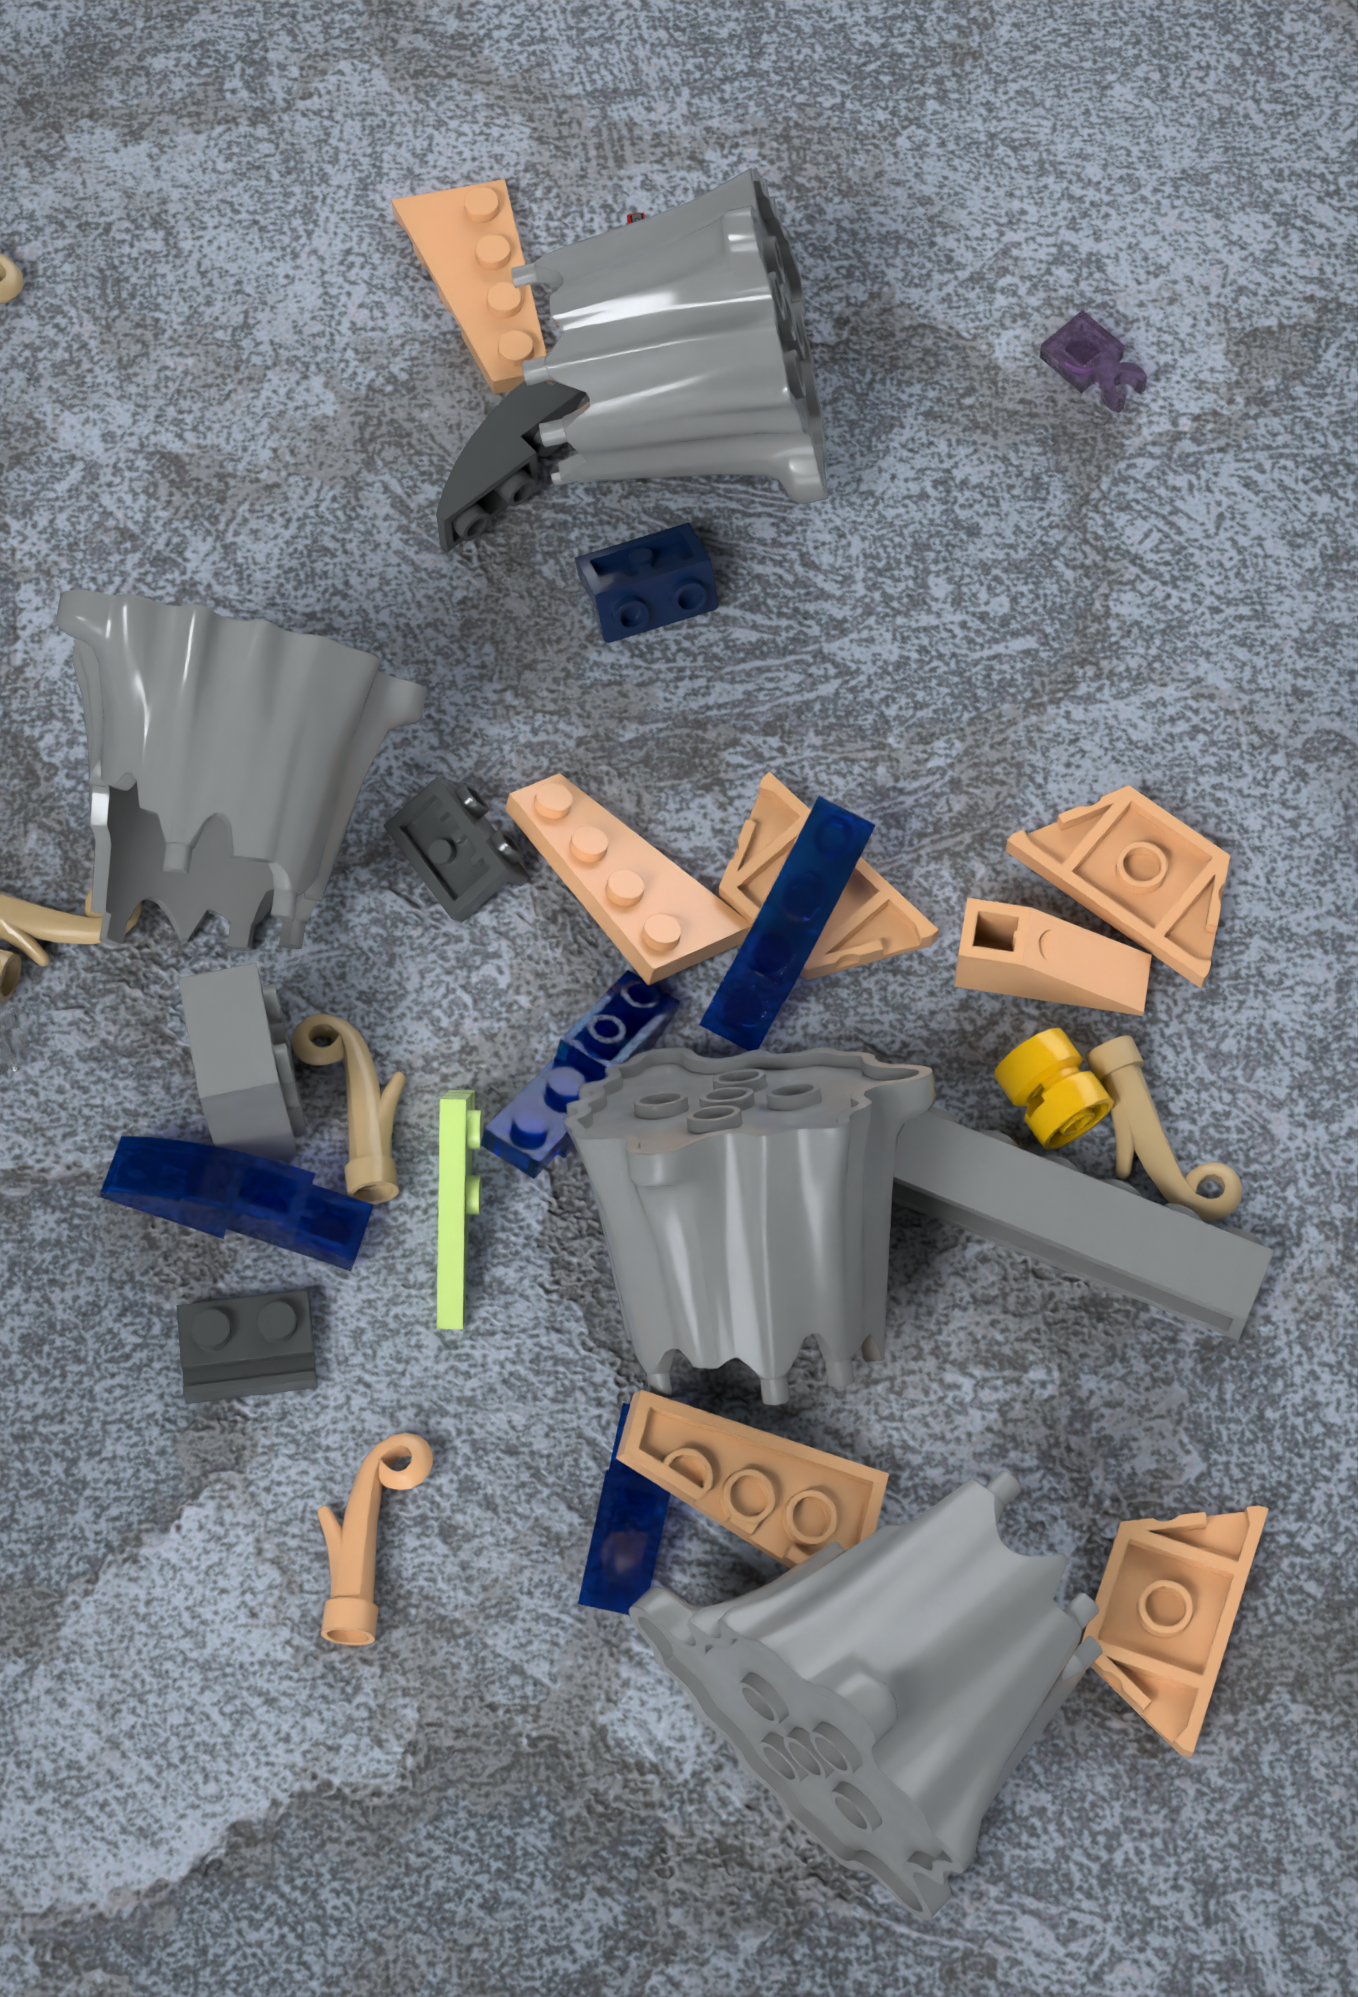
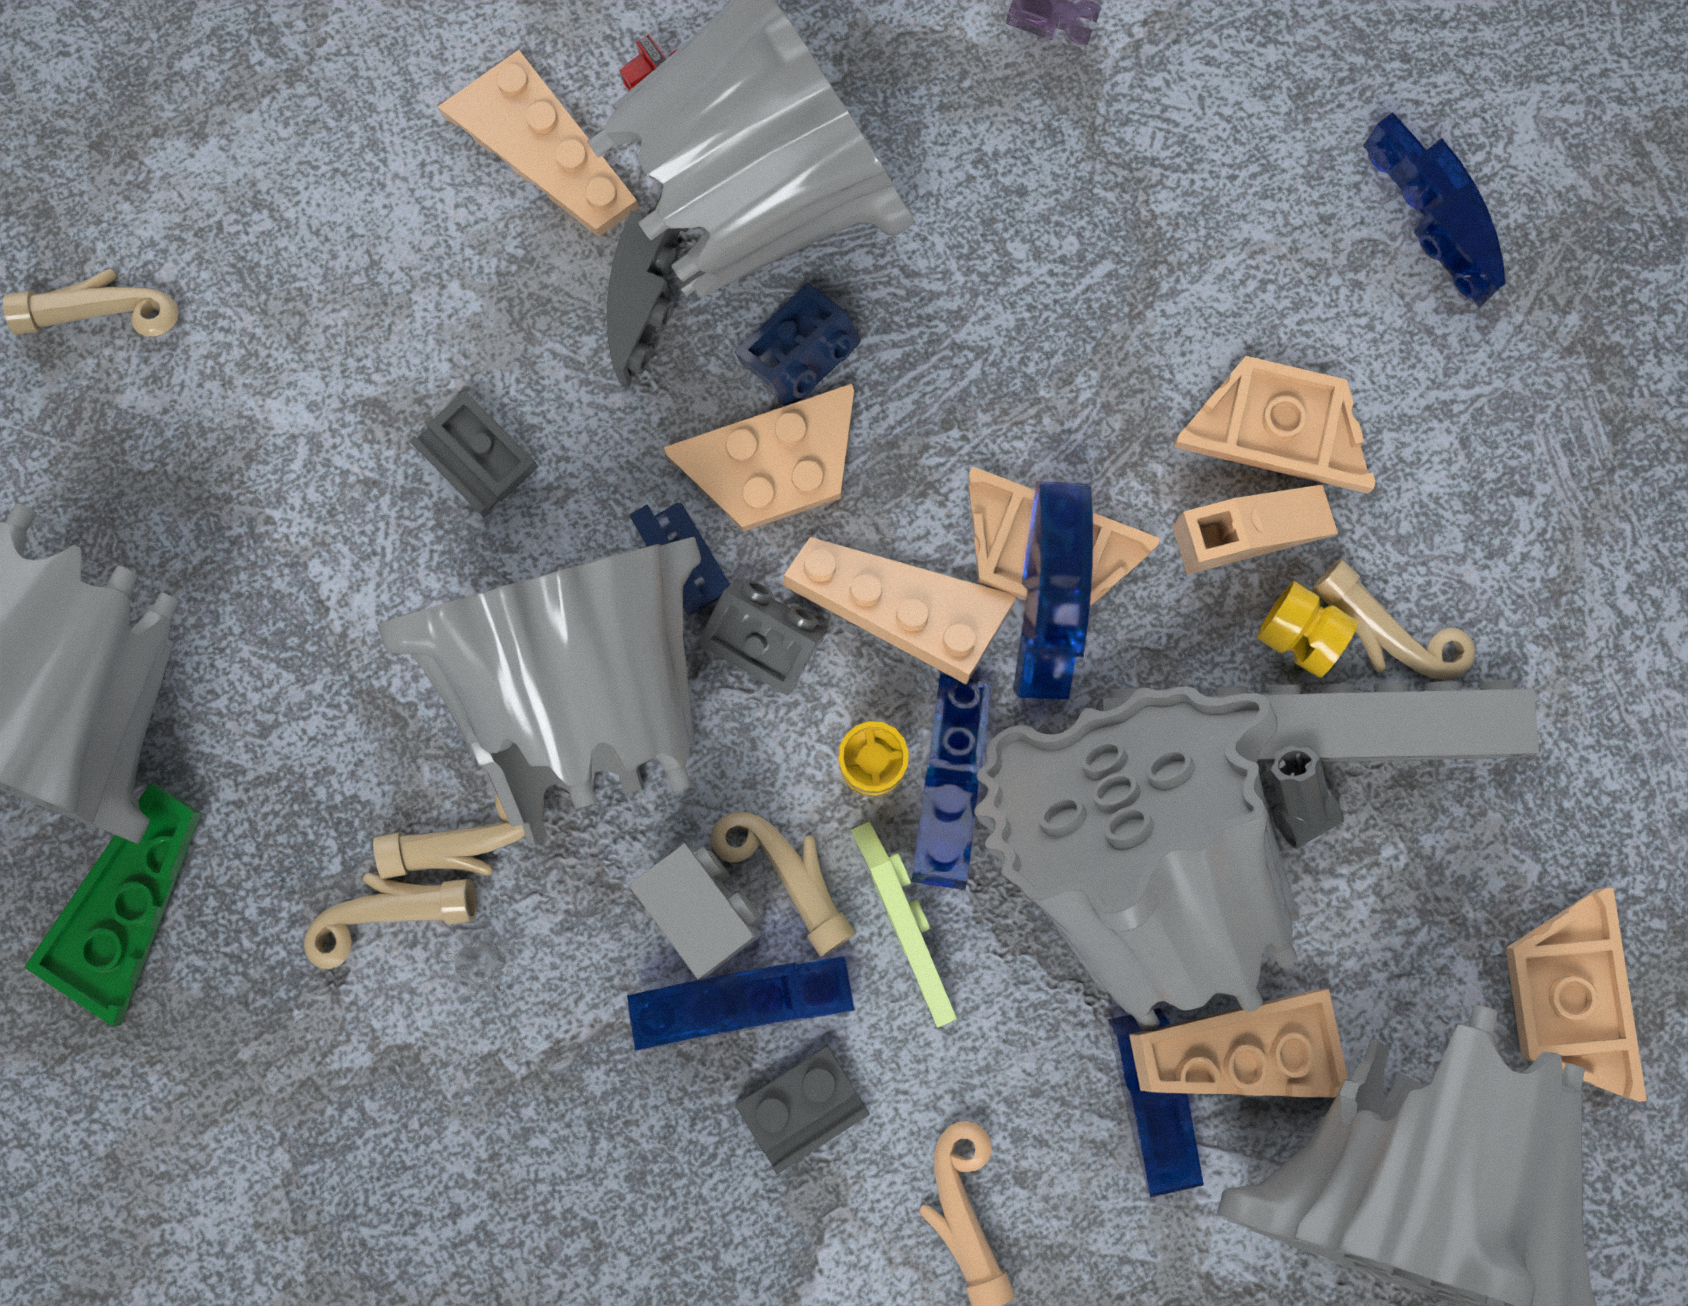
camera: 25 degrees left, 15 degrees up
(249, 546) = (474, 453): none -> dark grey plate
(418, 751) = (674, 524): none -> dark blue bracket
(507, 1015) = (873, 758): none -> yellow wheel
(562, 684) = (773, 460): none -> light nougat wing
(958, 1267) = (1304, 801): none -> dark grey piece

